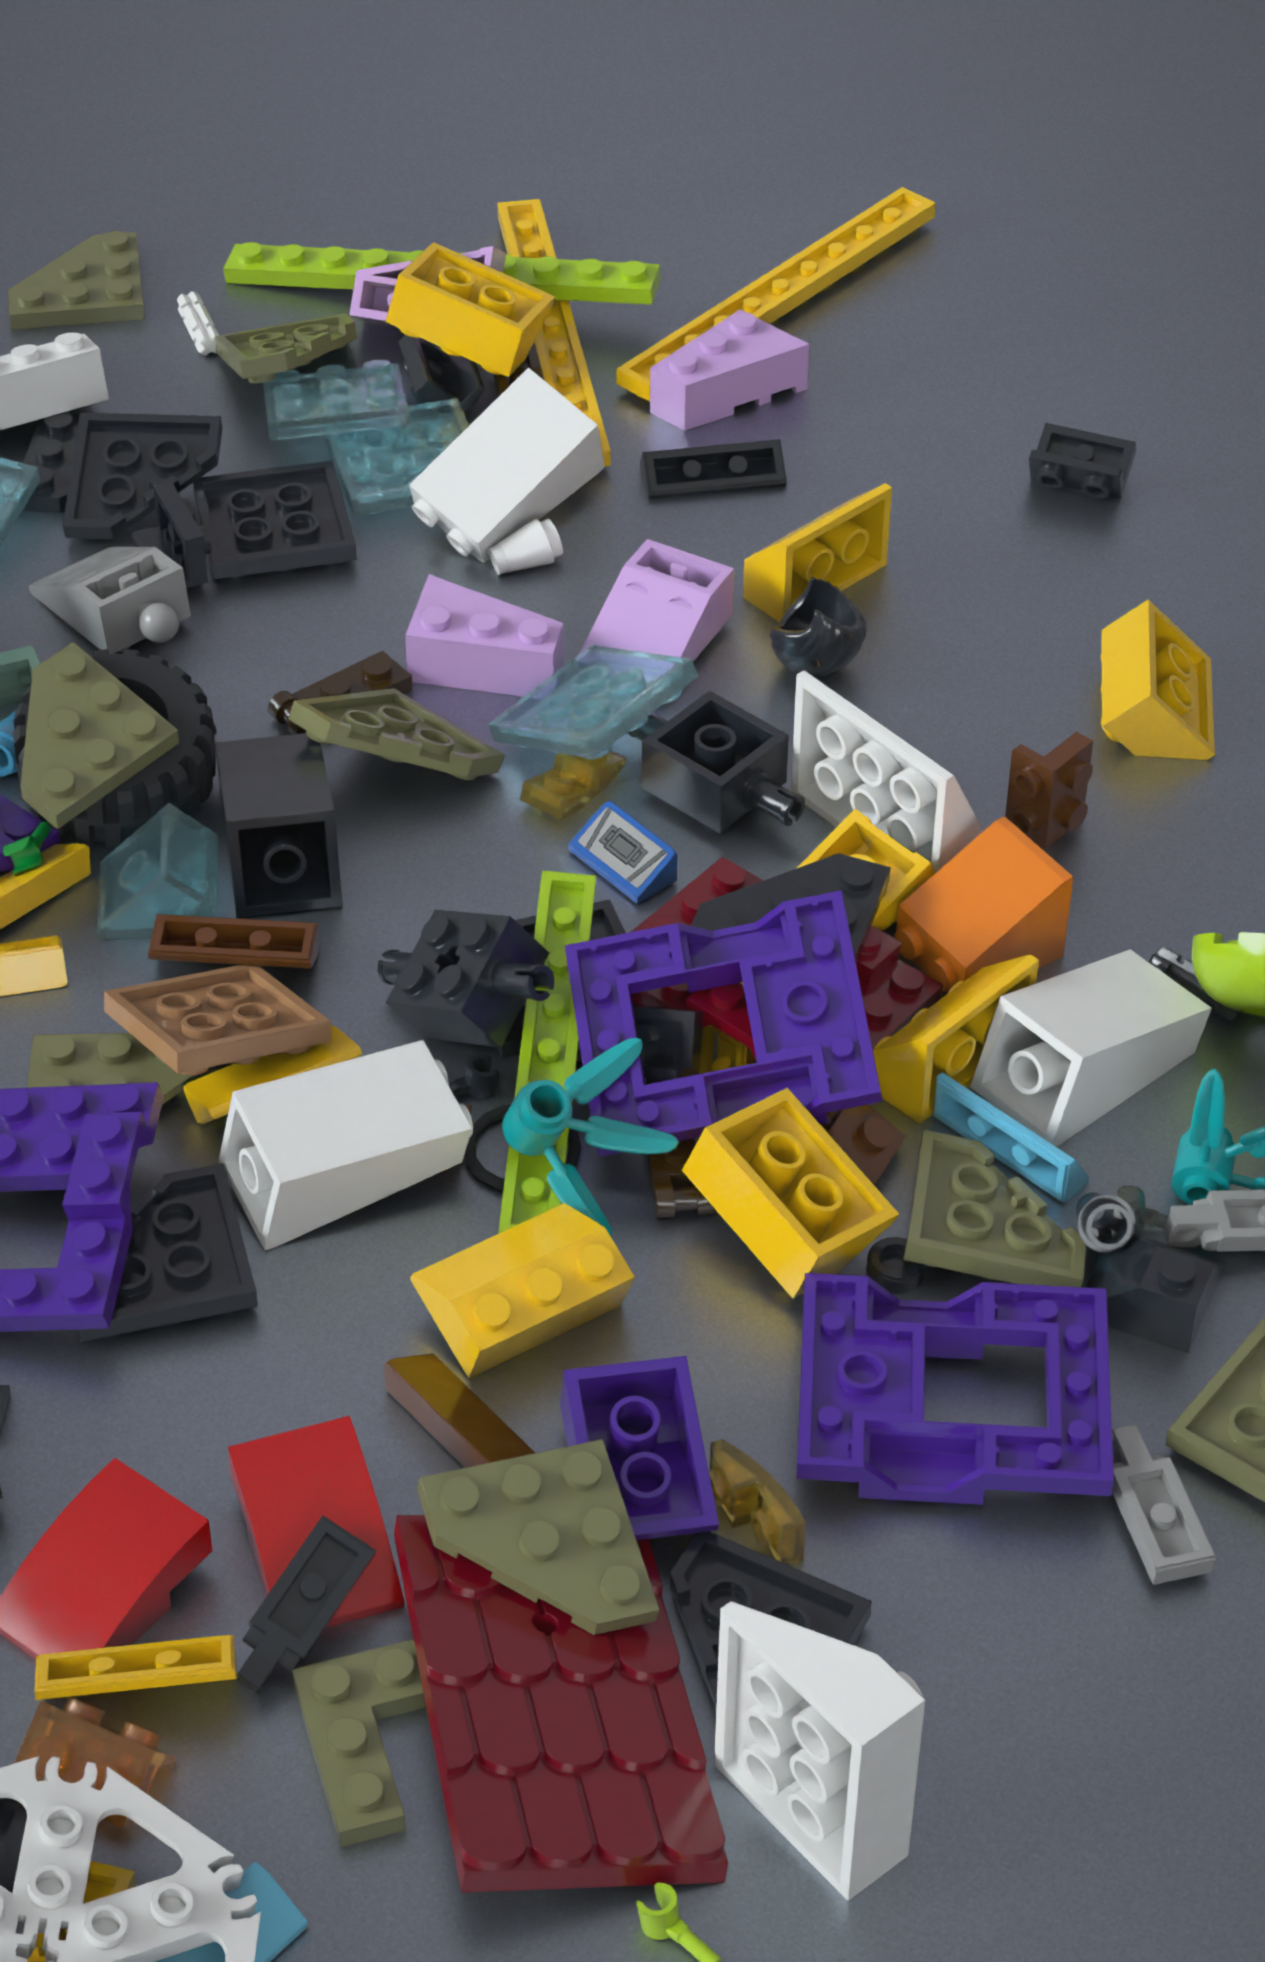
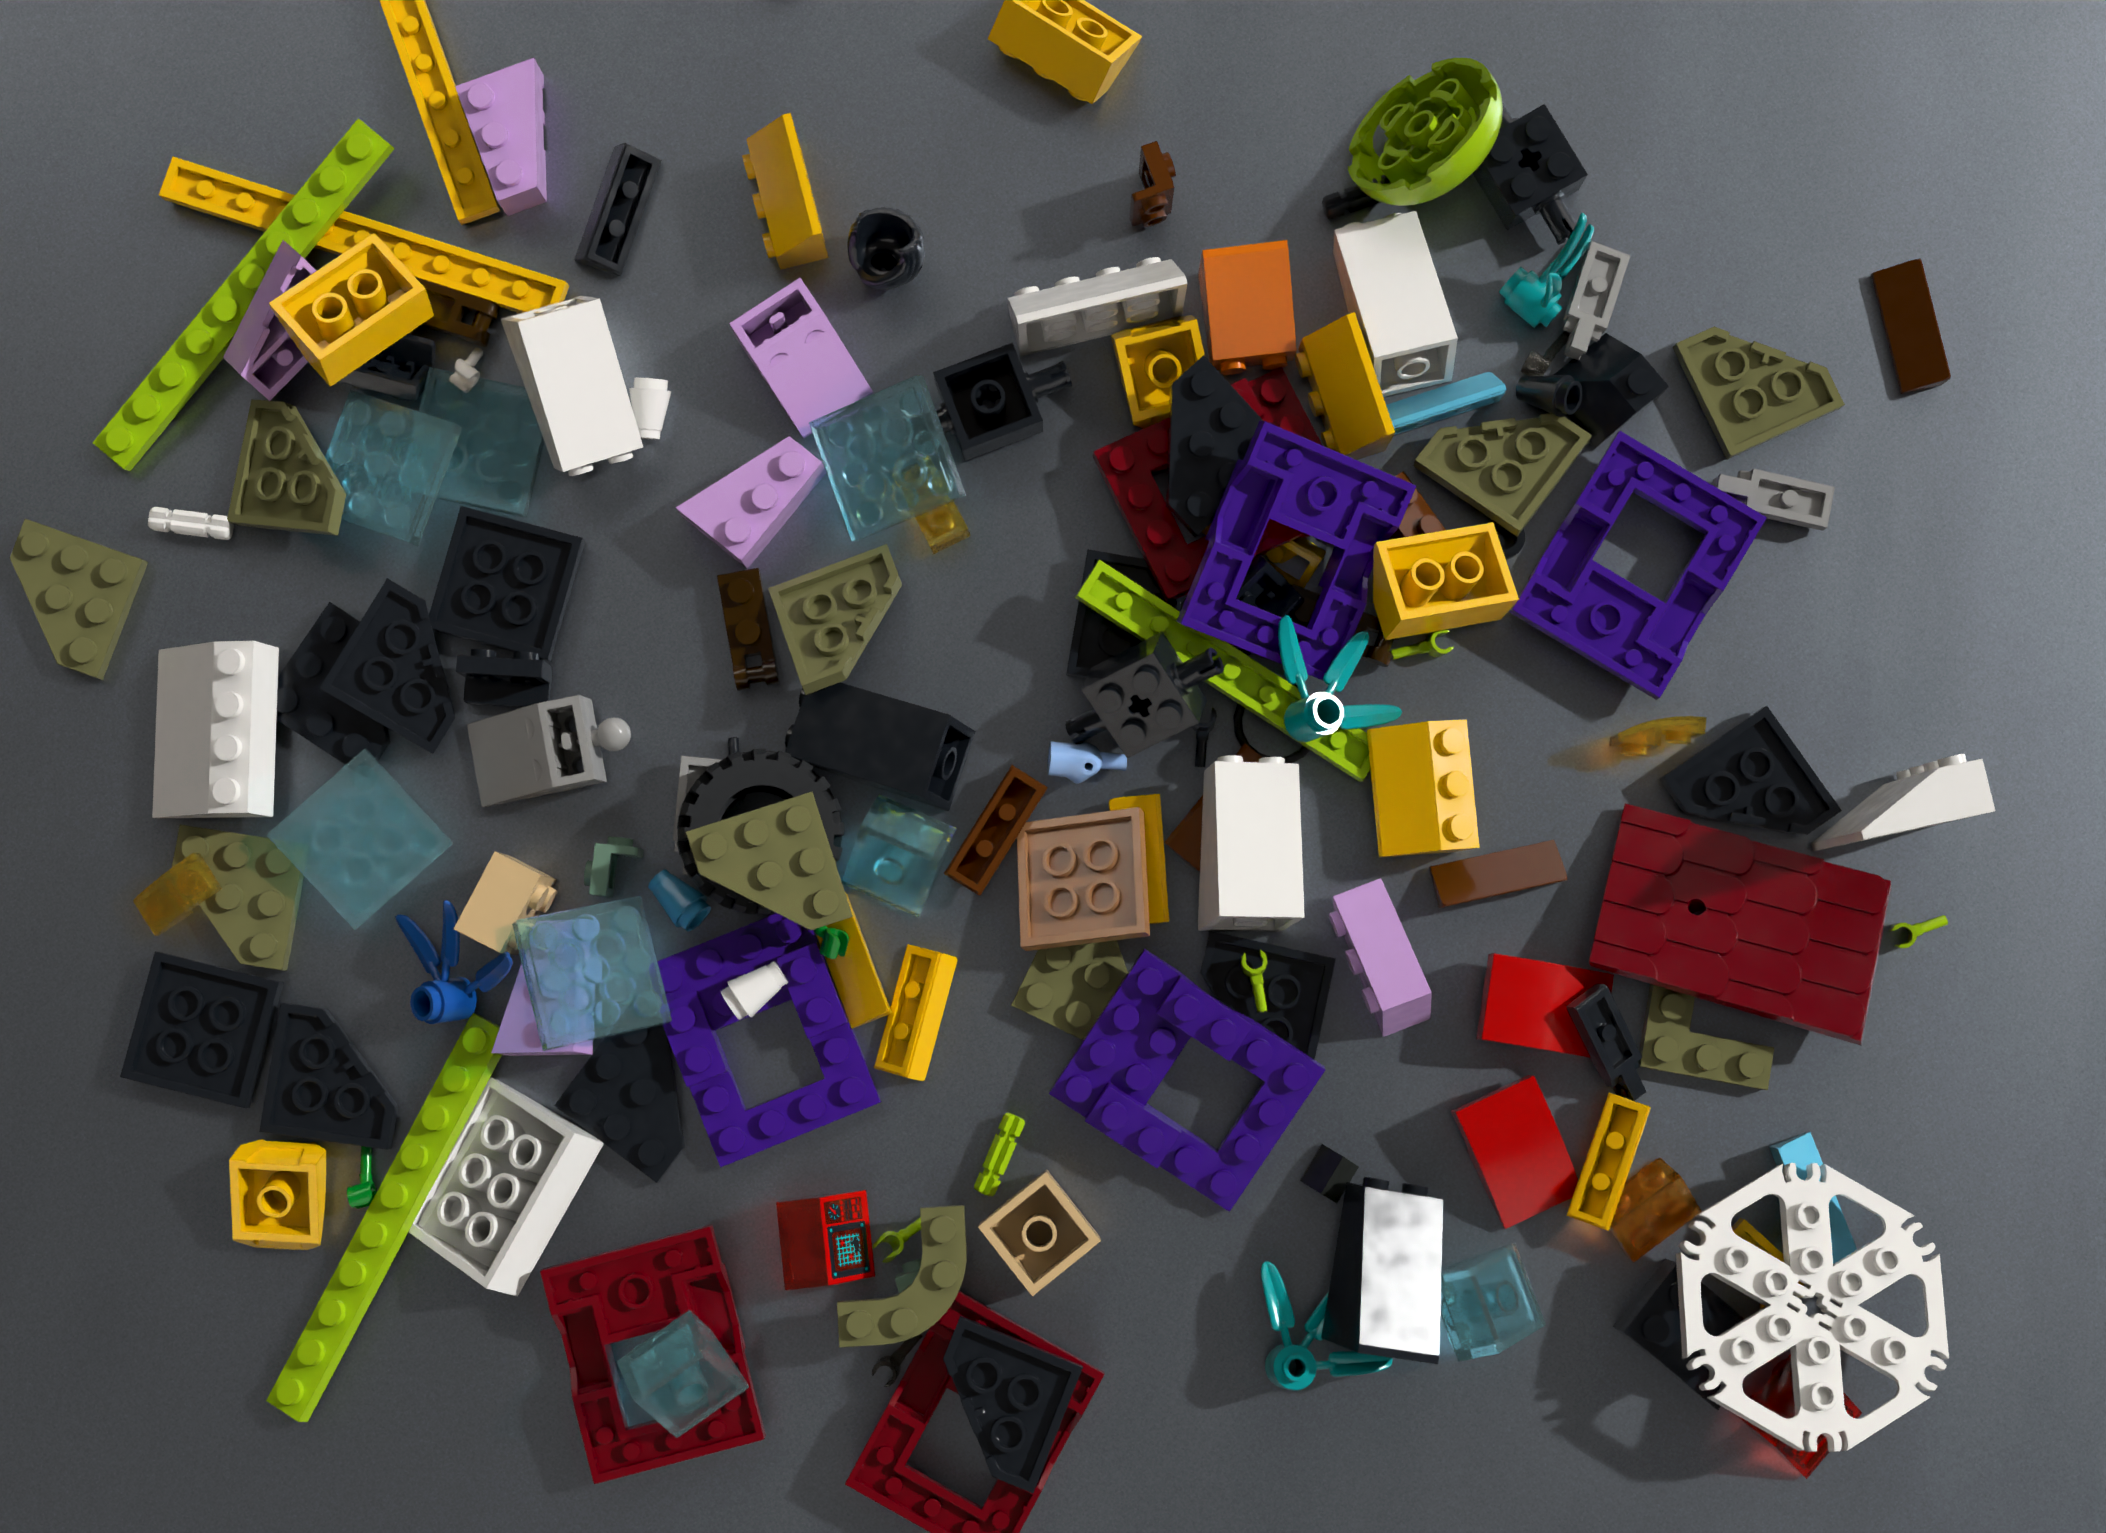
camera: 60 degrees left, 40 degrees up
(200, 1214) = (1256, 980): none -> lime hand
(275, 1329) = (1381, 957): none -> lavender wedge
(358, 982) = (1081, 761): none -> light blue piece
(466, 416) = (466, 375): none -> white hand
(547, 1531) = (1647, 878): olive plate -> none
(625, 853) = (1034, 512): slope -> none
(651, 1439) = (1598, 787): dark purple slope -> none
(712, 1243) = (1426, 646): none -> lime hand

